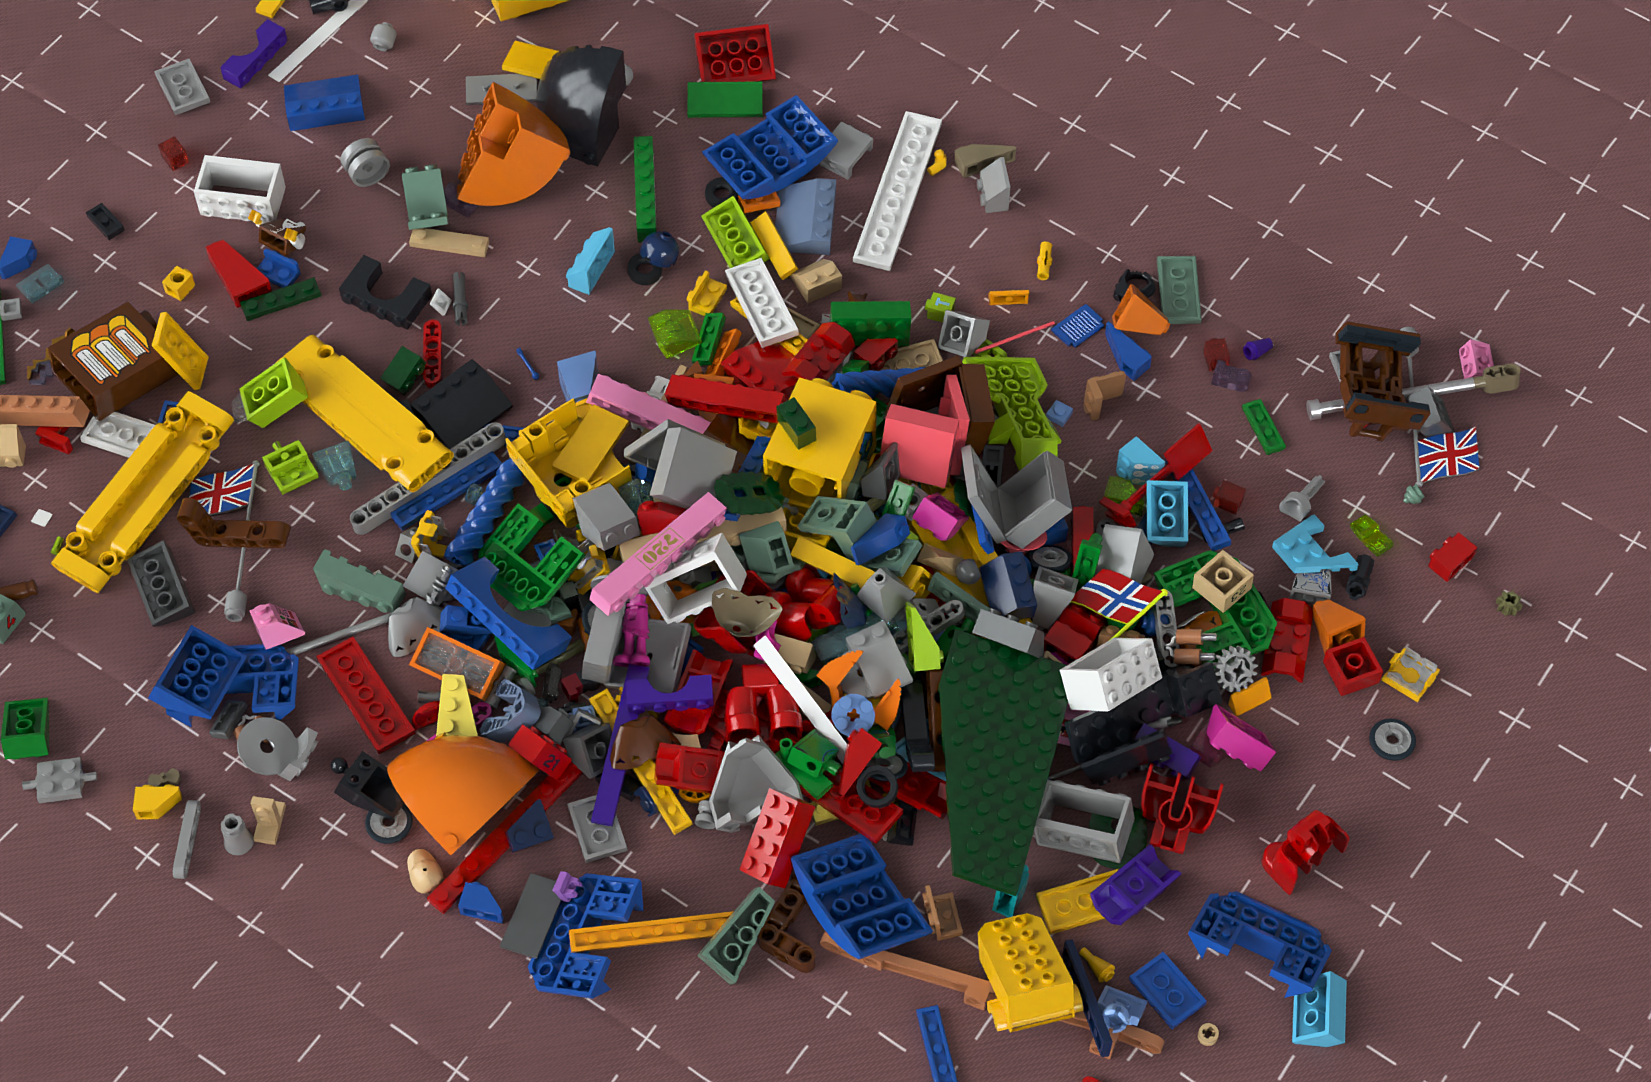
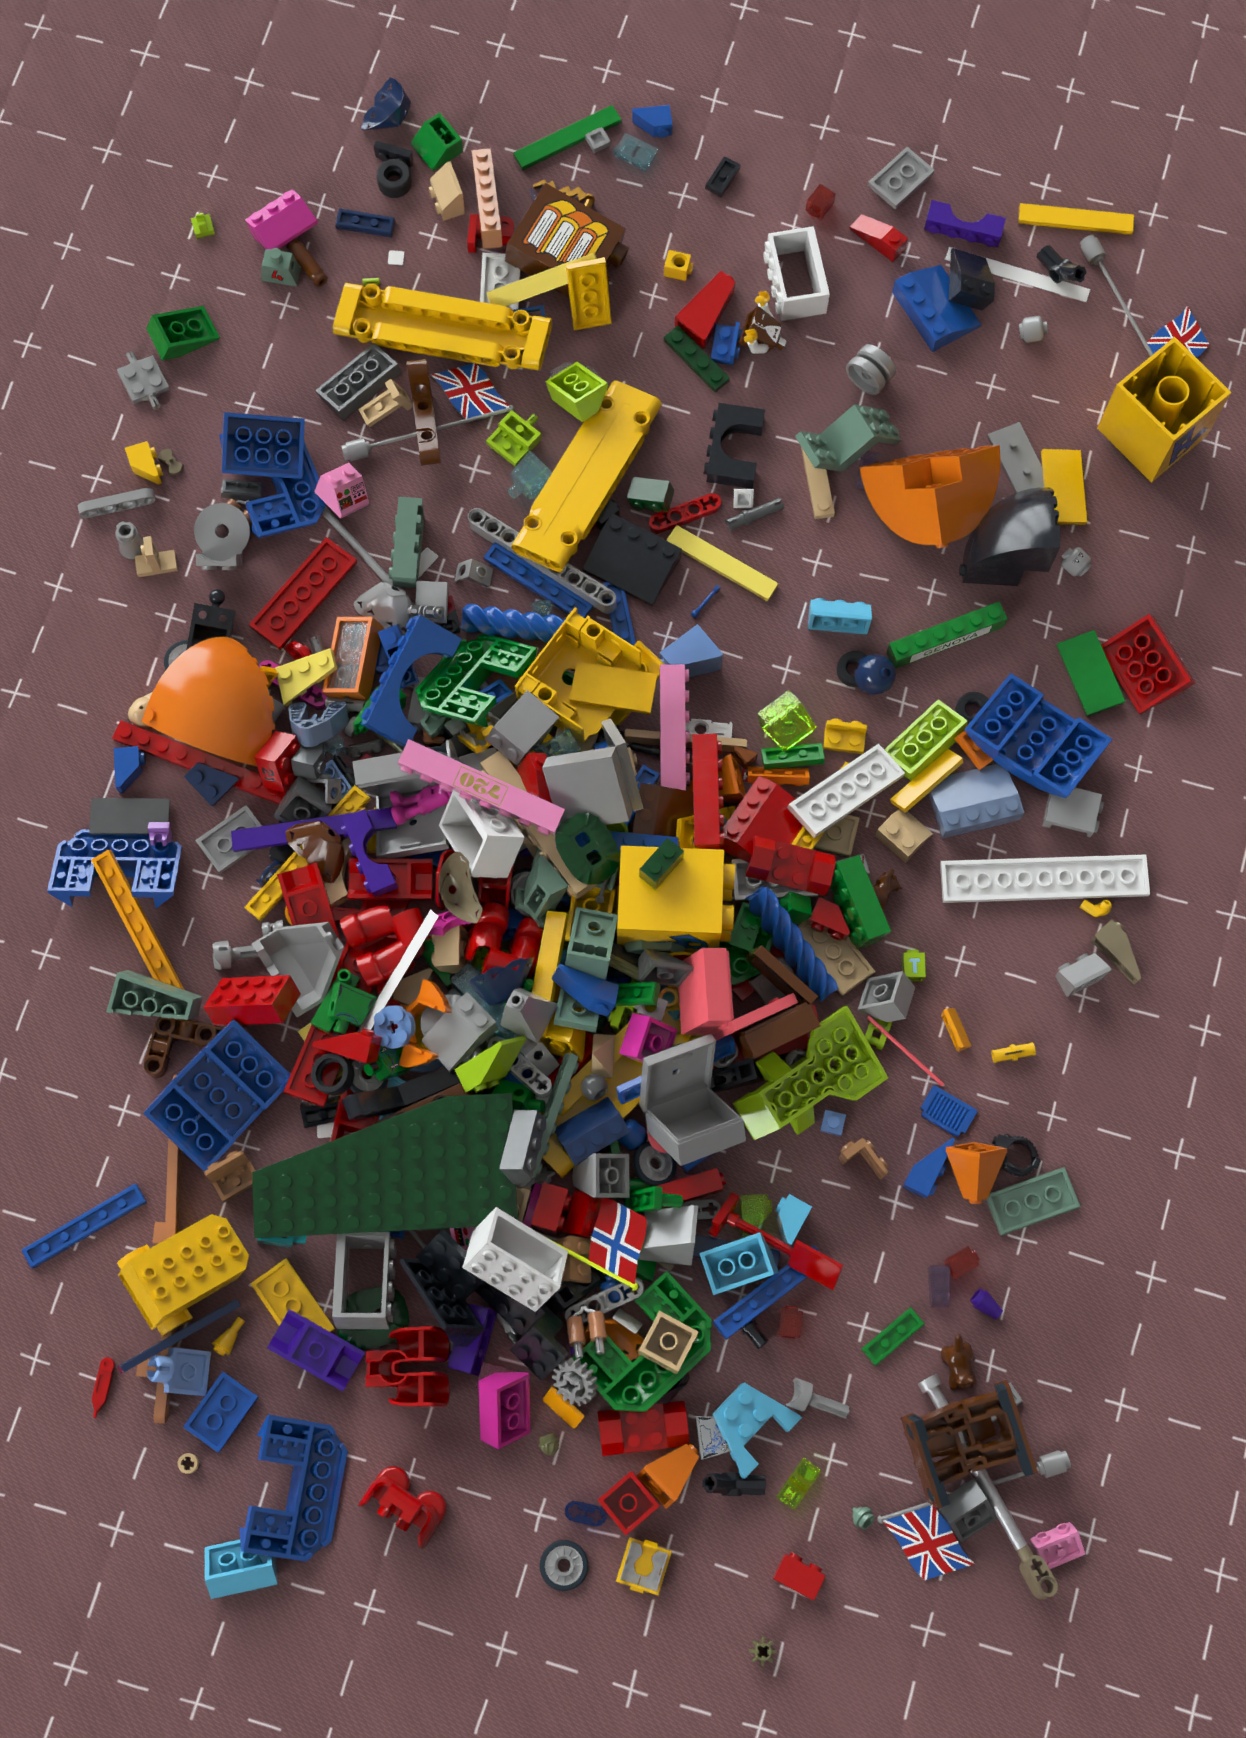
camera: 70 degrees right, 15 degrees up
(146, 389) = (533, 284): none -> light yellow tile
(200, 564) = (385, 404): none -> tan bracket
(232, 119) = (880, 236): none -> red slope
(314, 65) = (970, 280): none -> black slope
(428, 534) = (474, 583): yellow piece -> none
(497, 337) = (723, 563): none -> light yellow tile
(716, 859) = (224, 955): none -> light grey piece
(921, 827) = (325, 1130): none -> white sticker
(1280, 718) = (549, 1444): none -> olive plate
(1303, 382) = (959, 1361): none -> reddish brown animal
(1354, 710) = (587, 1508): none -> clear blue beam

